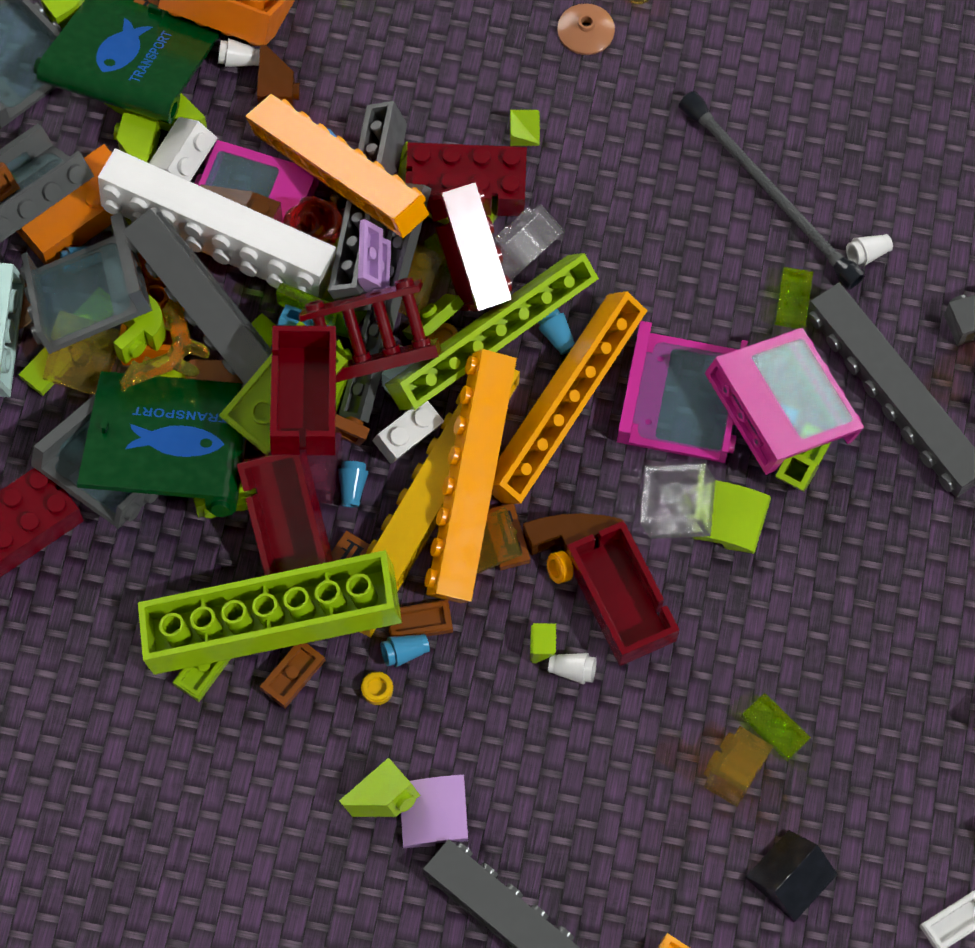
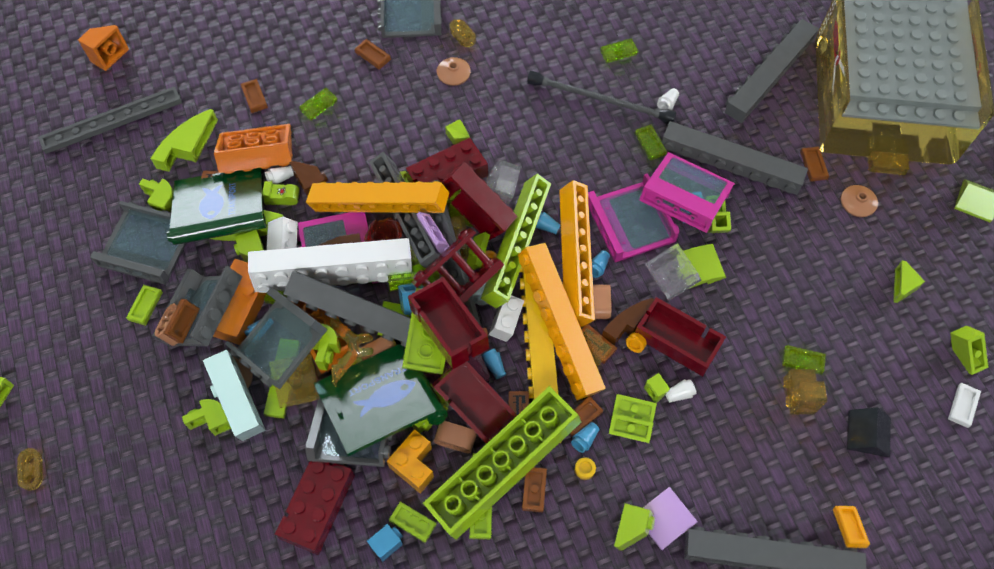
camera: 30 degrees left, 5 degrees down
(66, 624) = (385, 542): none -> dark azure brick
(115, 620) = (412, 522): none -> lime plate
(158, 539) = (407, 461): none -> light orange brick
(222, 83) = (280, 194): none -> lime leg
(236, 547) = (455, 437): none -> nougat beam
(484, 663) = (632, 418): none -> lime slope
(553, 484) = (602, 301): none -> nougat beam
(588, 430) = (599, 263): none -> dark azure cone
(854, 130) = (619, 50): none -> clear neon green plate

